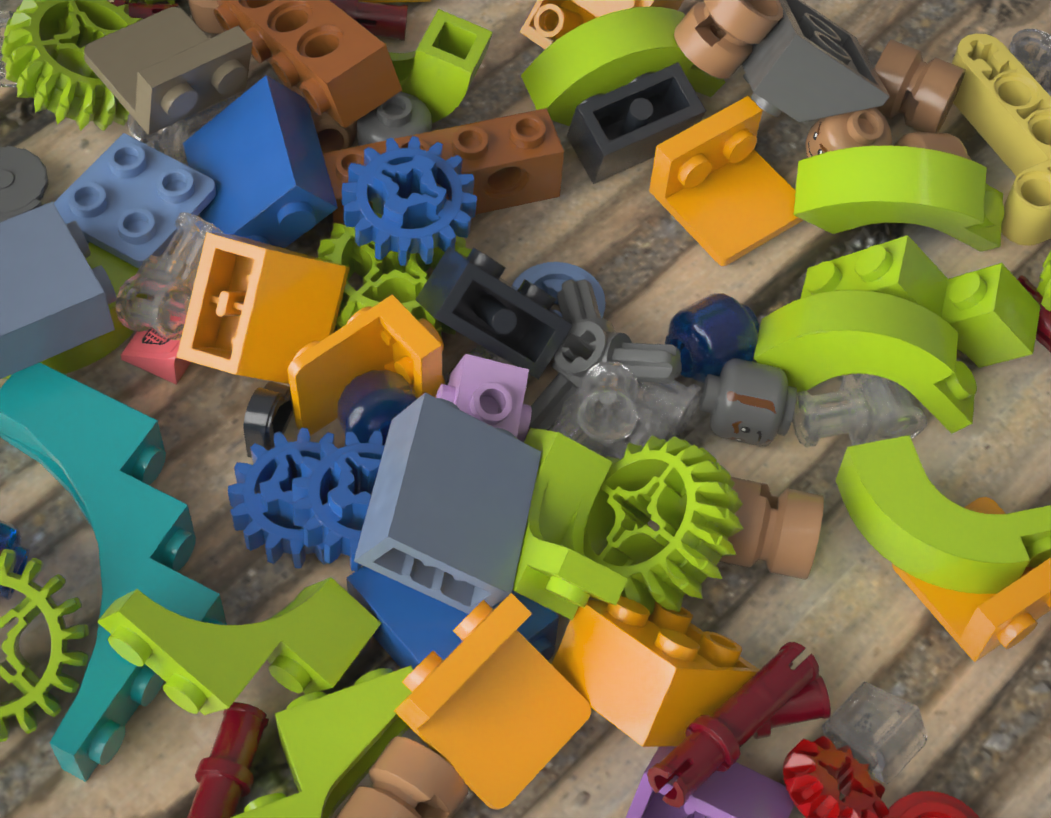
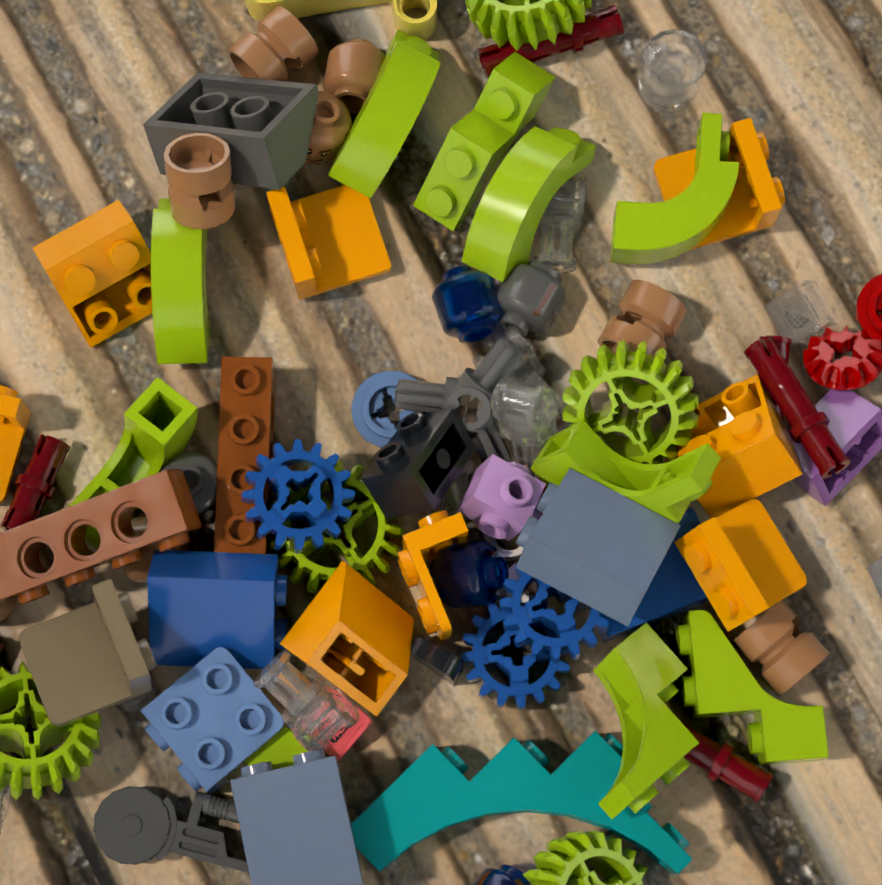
camera: 70 degrees left, 20 degrees up
(629, 122) = (245, 289): black brick -> none

